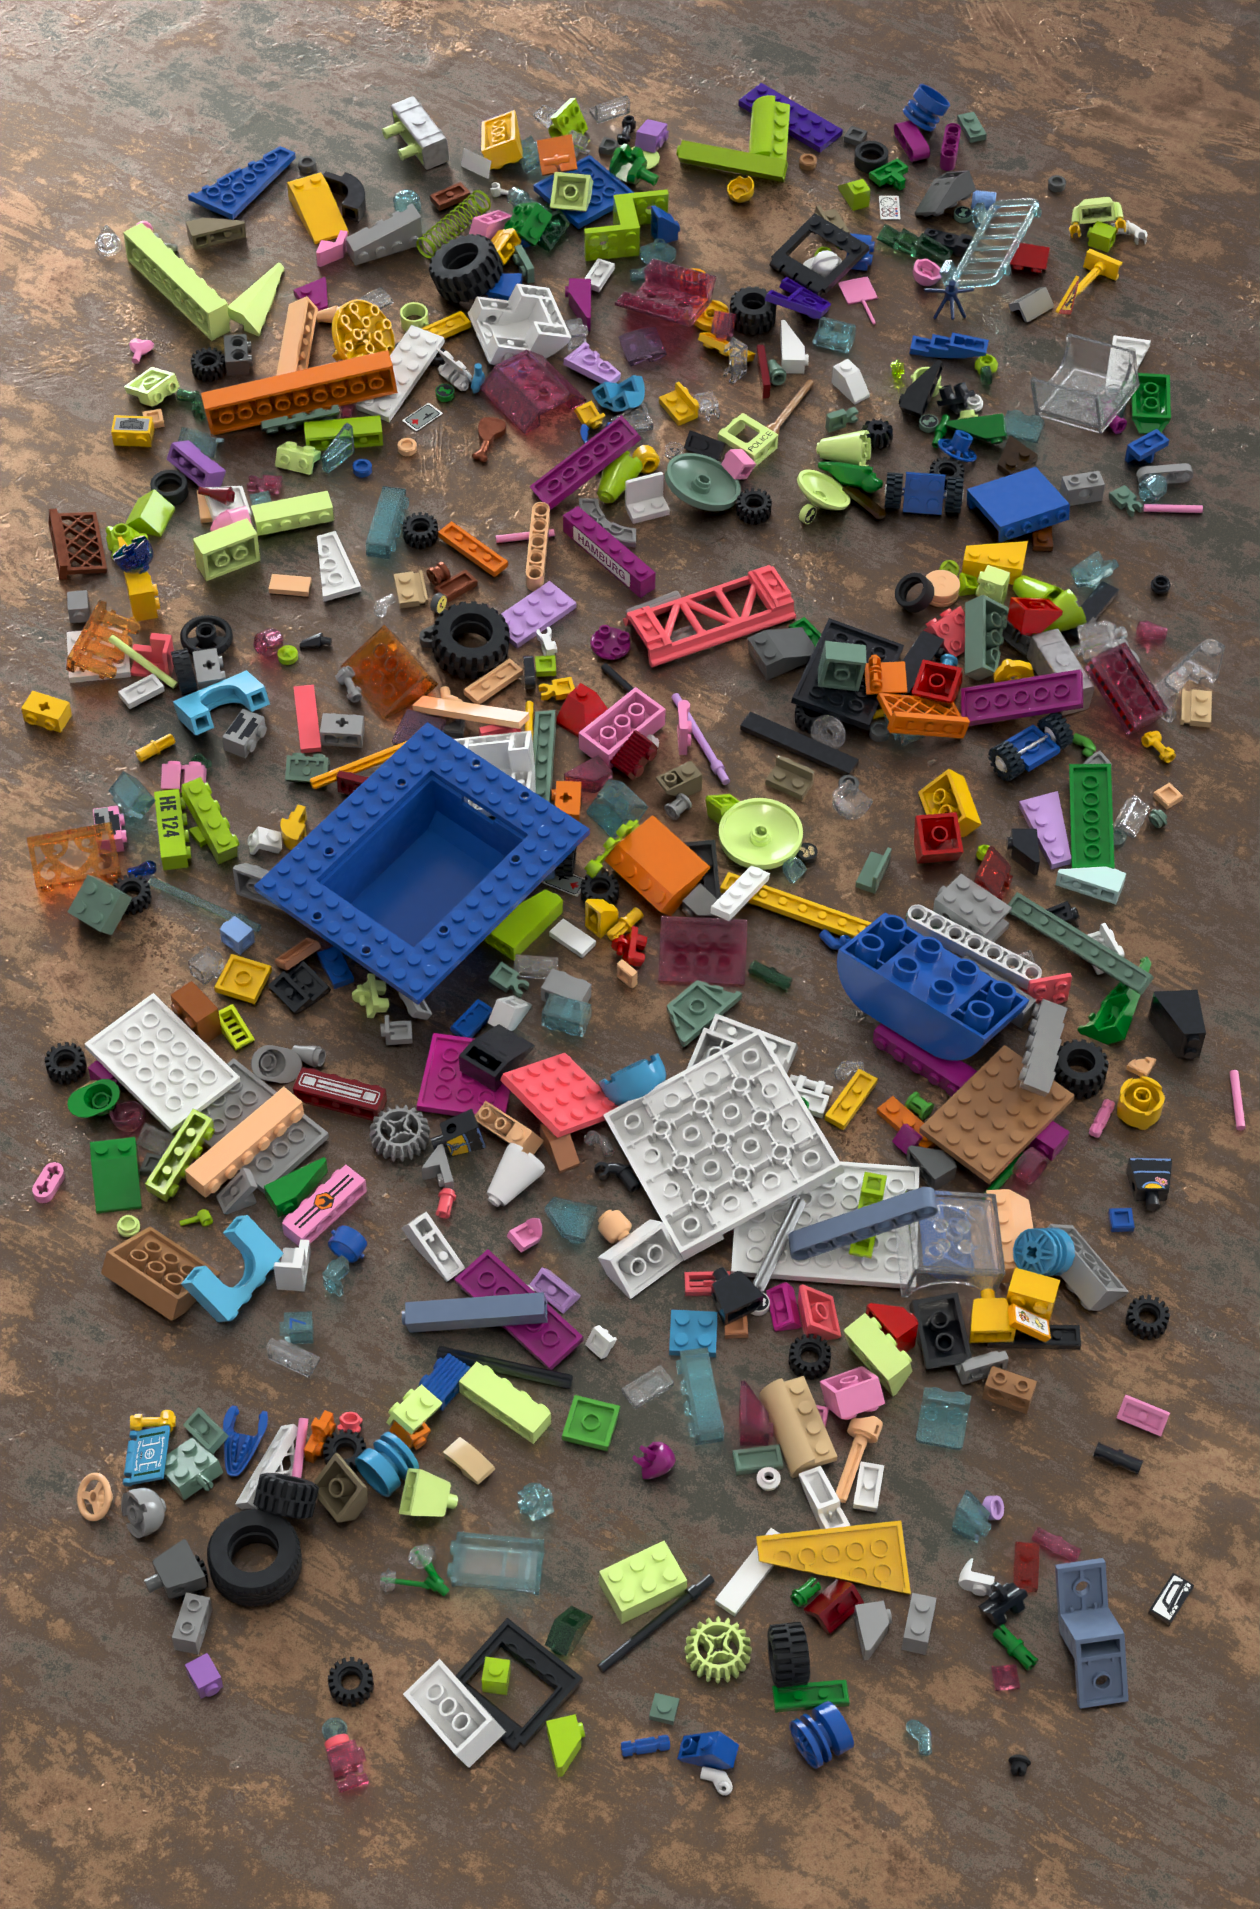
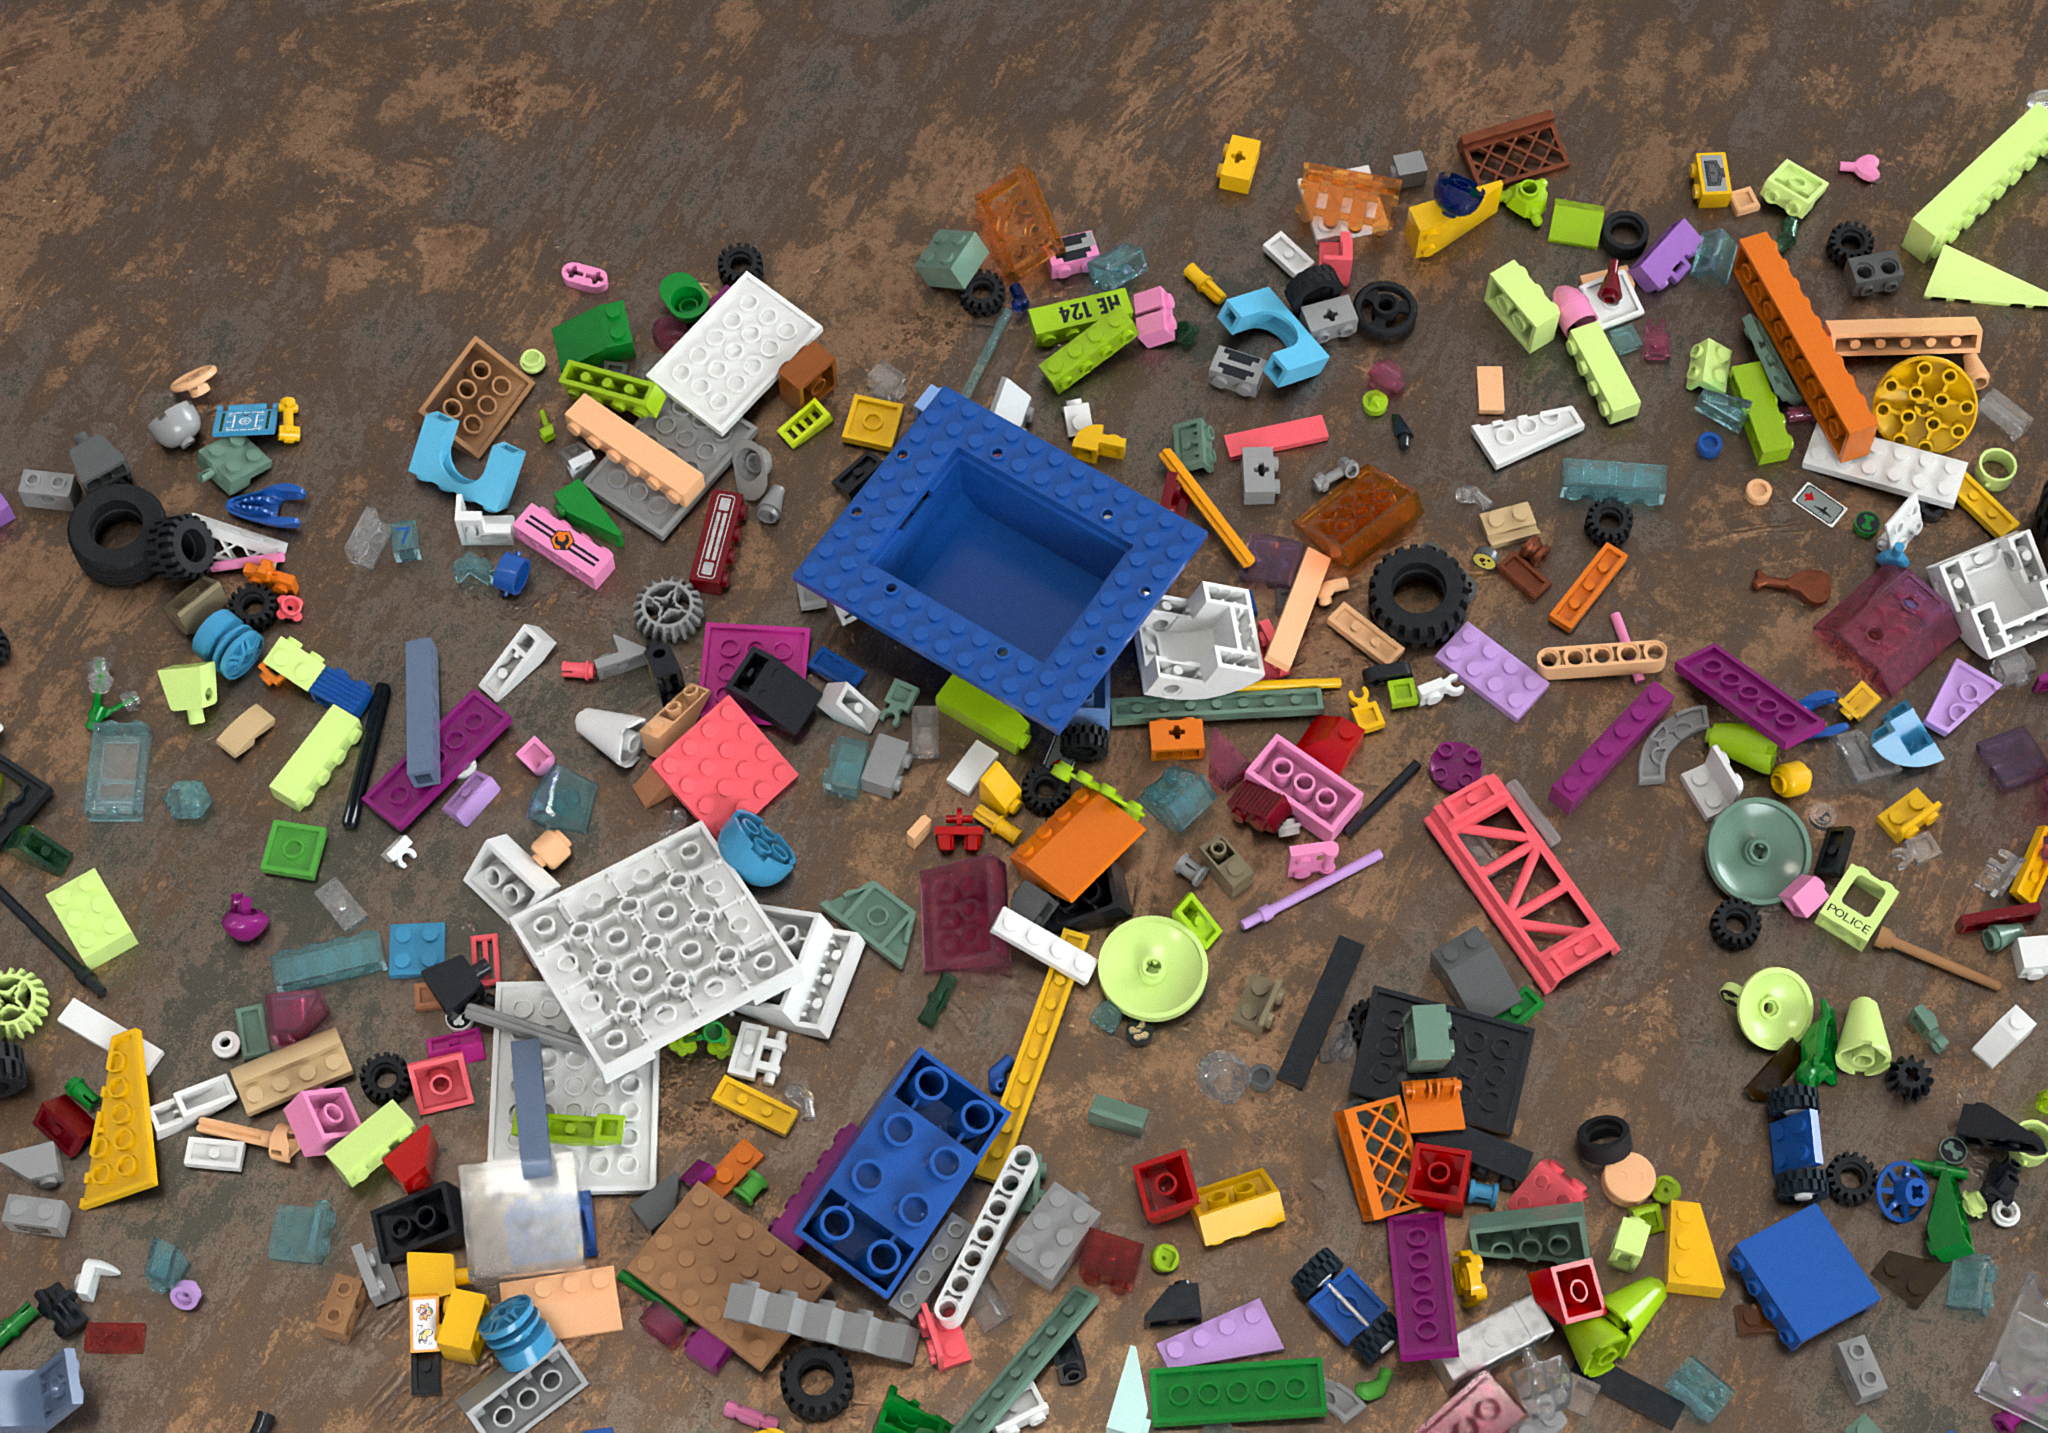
camera: 85 degrees right, 10 degrees up
(143, 661) = (1335, 231): yellowish green bar -> none
(205, 1430) = (274, 469): sand green plate -> none
(315, 291) = (2009, 348): magenta wing -> none
(622, 1171) = (636, 844): black piece -> none
(1056, 1544) = (141, 1371): clear pink pin -> none

